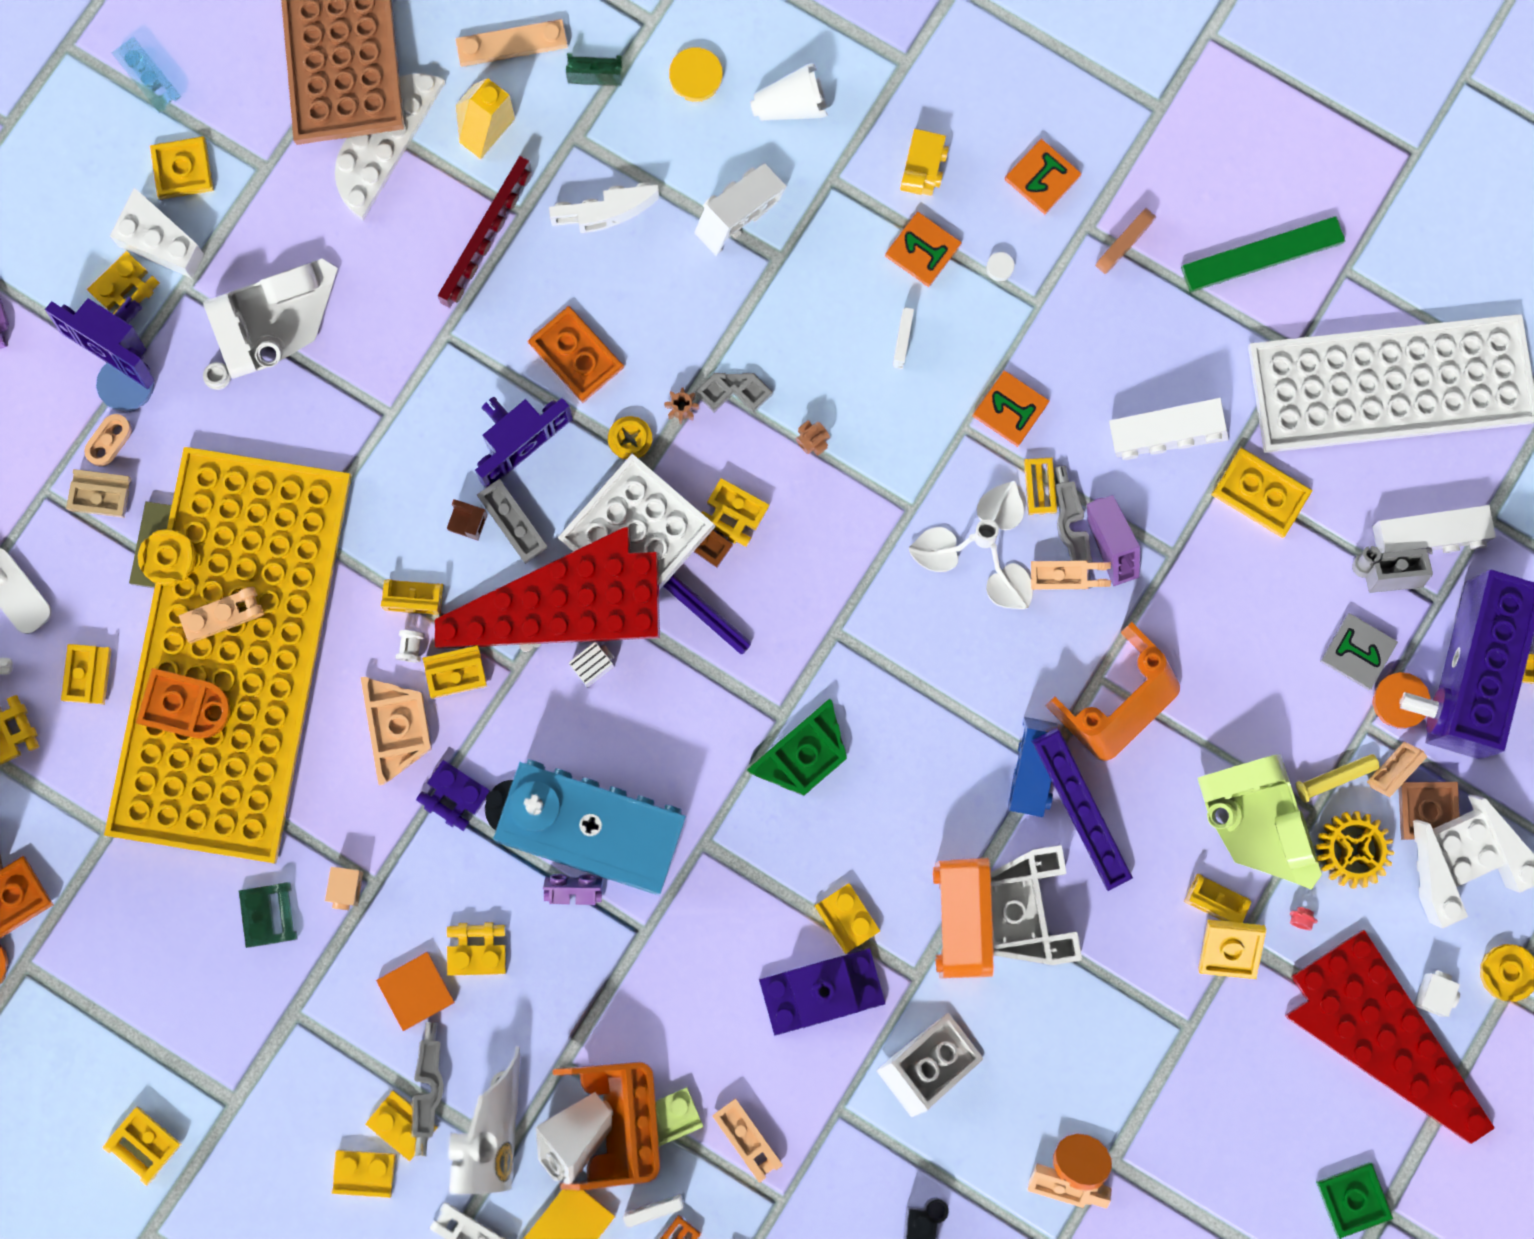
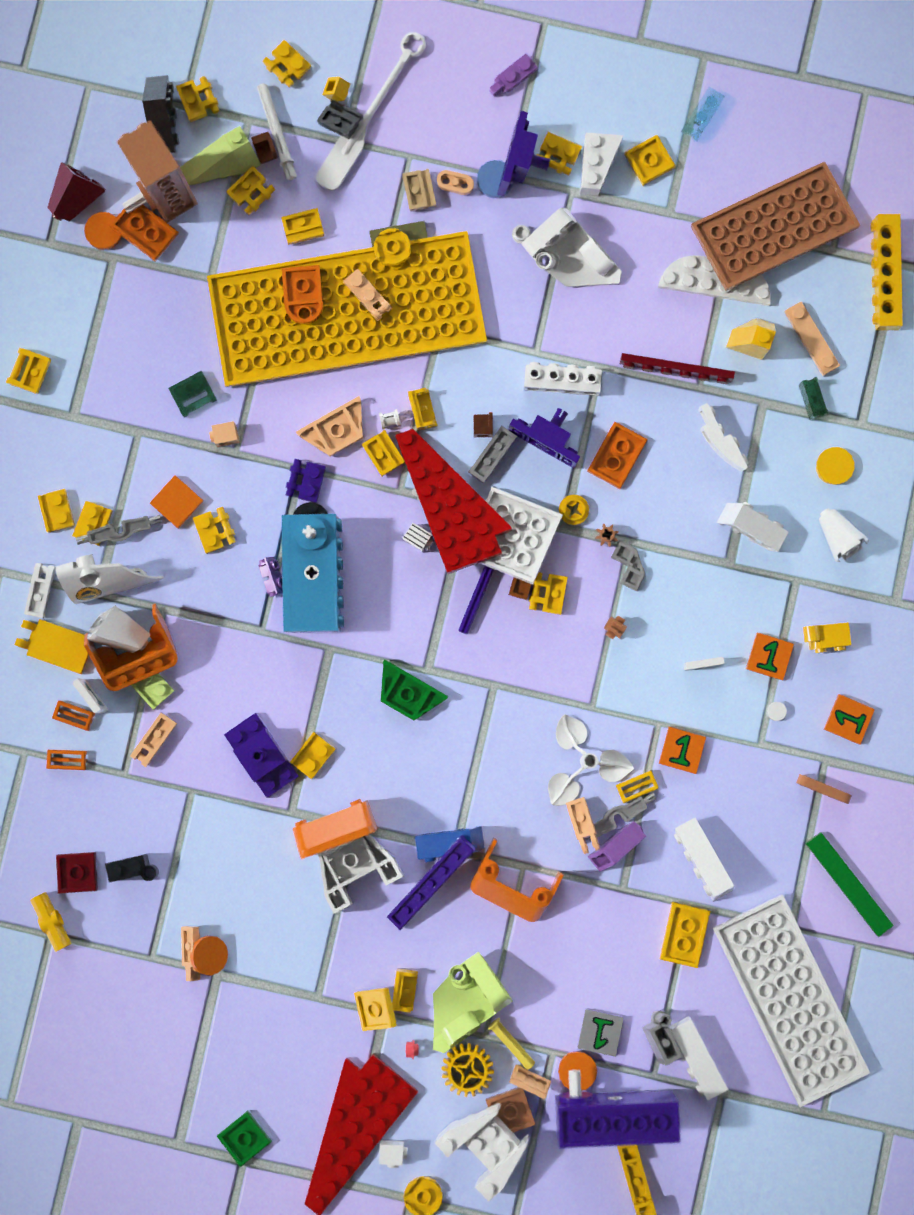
camera: 80 degrees right, 5 degrees up
(443, 390) = (562, 379): none -> white brick
(930, 1065) = (237, 839): white slope -> none

